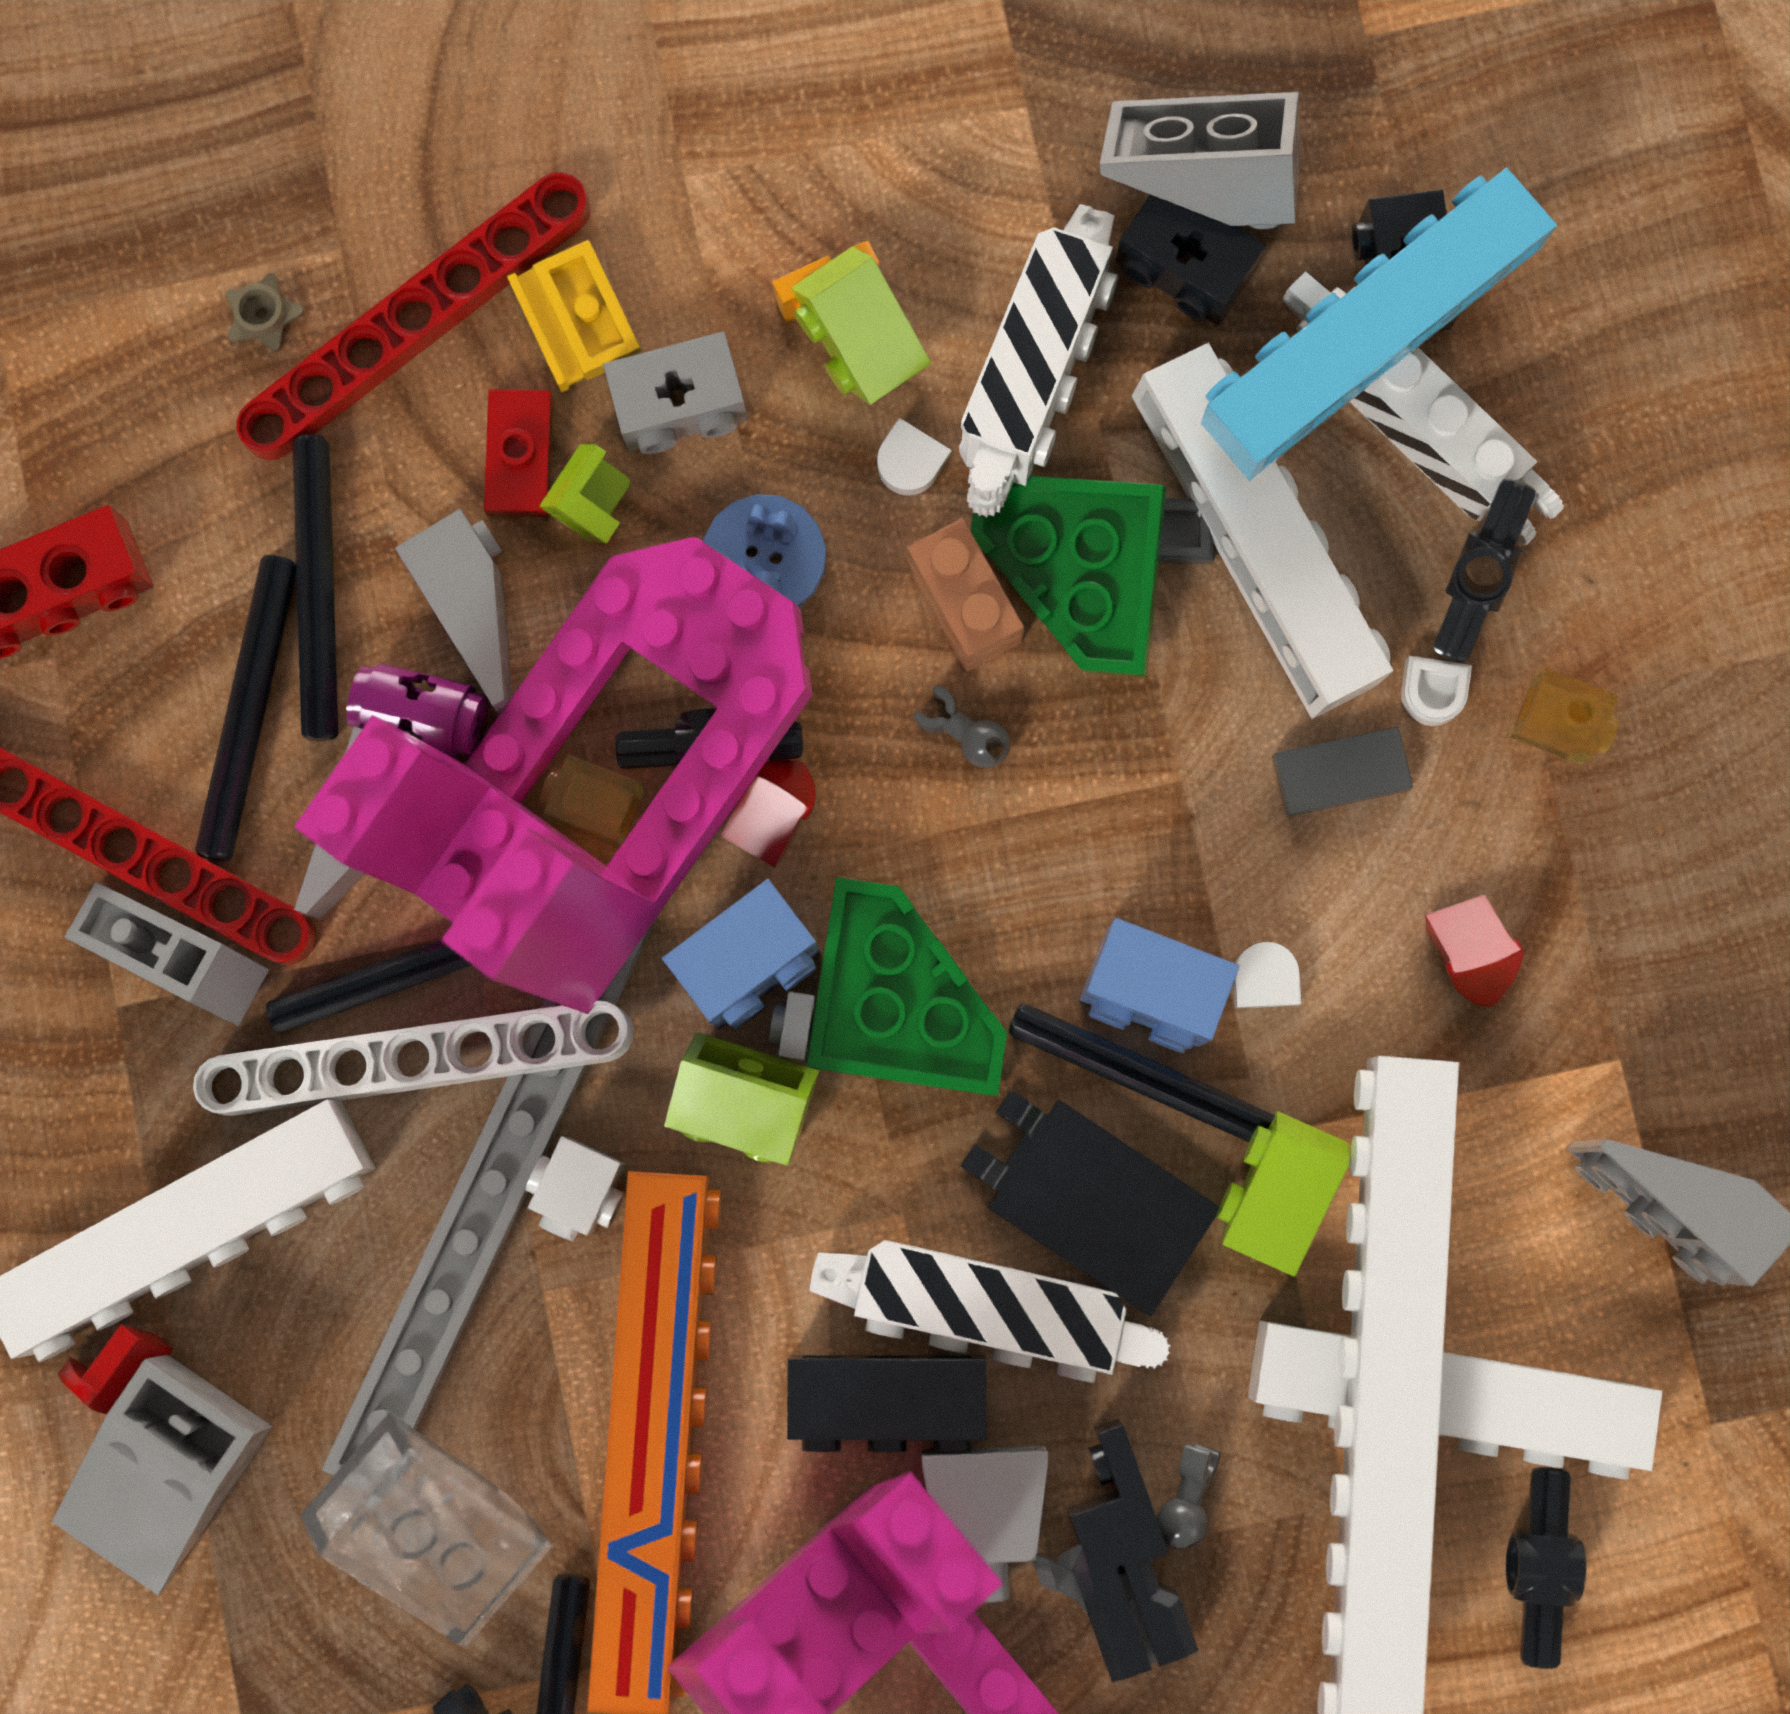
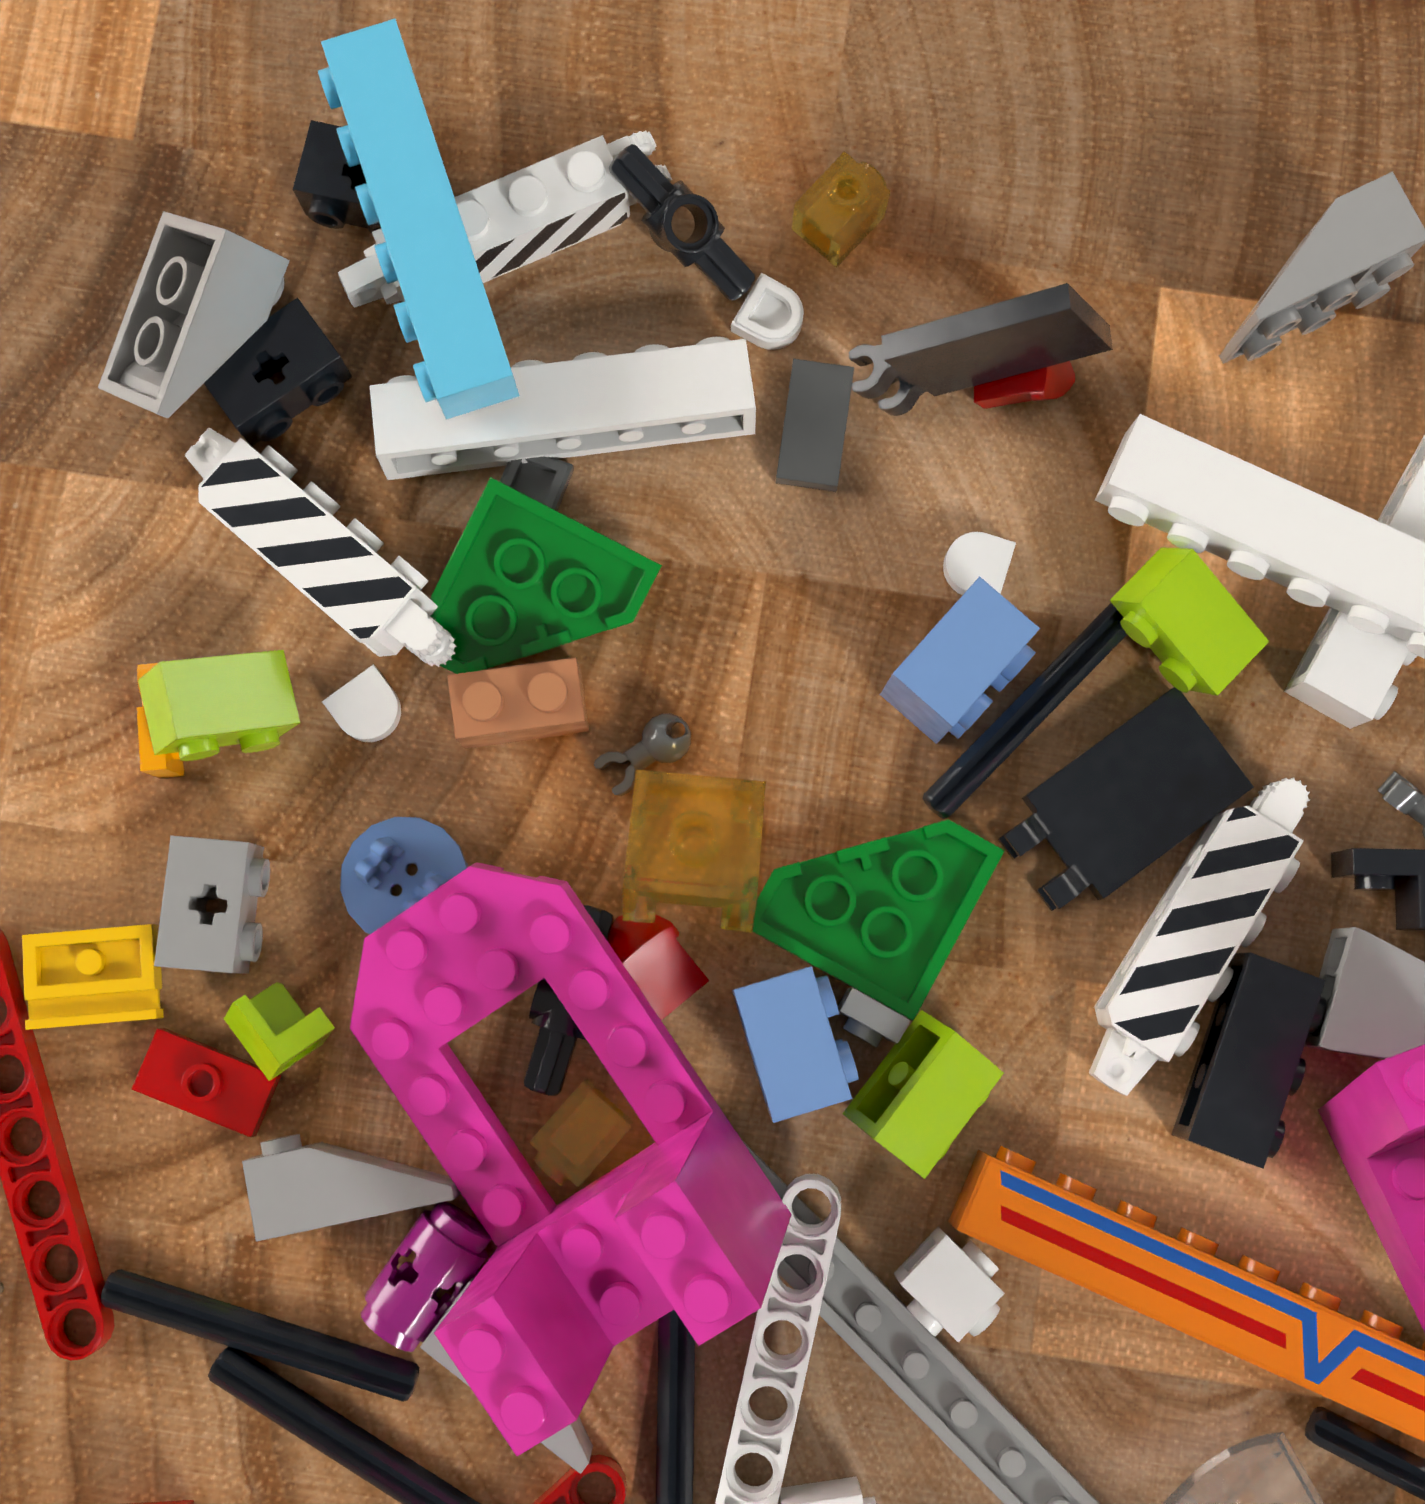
camera: 75 degrees left, 0 degrees up
(890, 801) = (694, 846): none -> clear yellow panel
(1468, 892) = (981, 346): none -> black tile

